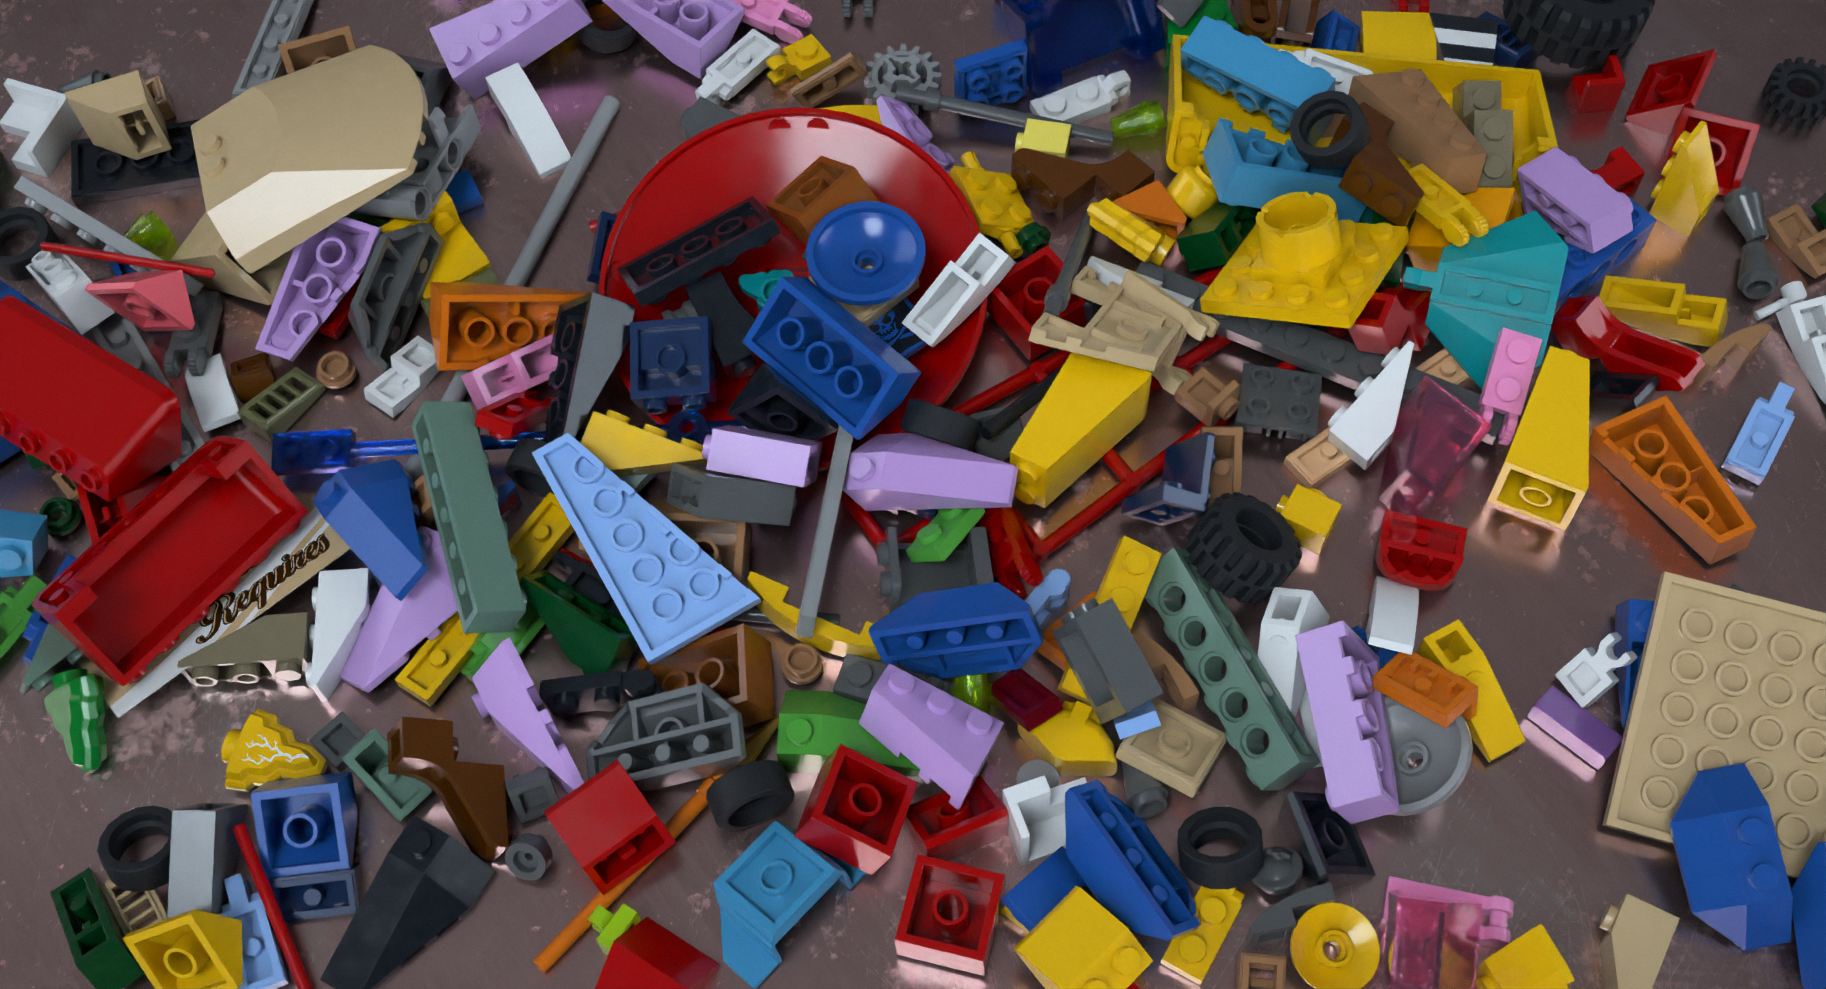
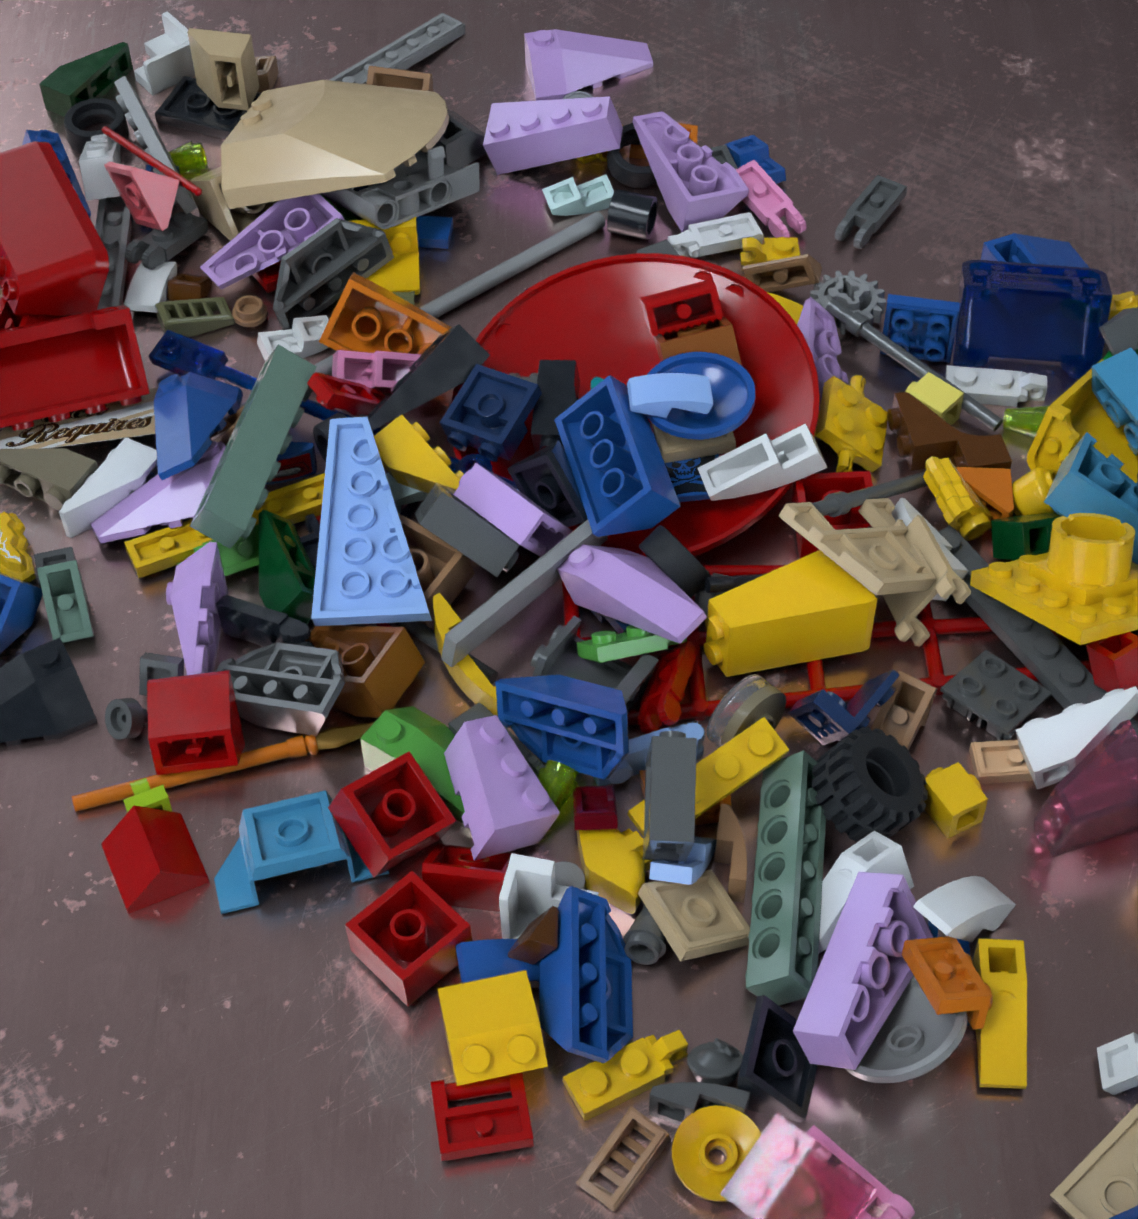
camera: 30 degrees right, 10 degrees down
(469, 791) = (116, 644): reddish brown arch -> none
(528, 120) = (522, 201): white slope -> none
(578, 87) = (568, 199): none -> light aqua slope
(645, 83) = (632, 214): none -> black piece
(698, 250) = (580, 338): black plate -> none
(750, 795) = (320, 744): black tyre -> none
(786, 169) = (681, 307): none -> red brick
(801, 664) = (439, 691): medium nougat plate -> none
(841, 267) = (660, 392): none -> light blue slope
(1033, 238) = (871, 462): dark green plate -> none
(1065, 849) = (537, 939): none -> reddish brown slope
(1096, 539) = (743, 707): none -> piece
(1208, 397) = (930, 657): medium nougat bracket -> none
(1220, 871) = (669, 1031): black tyre -> none
(1419, 551) = (1039, 878): red slope -> none
(1575, 727) = (1082, 1099): medium lavender slope -> none

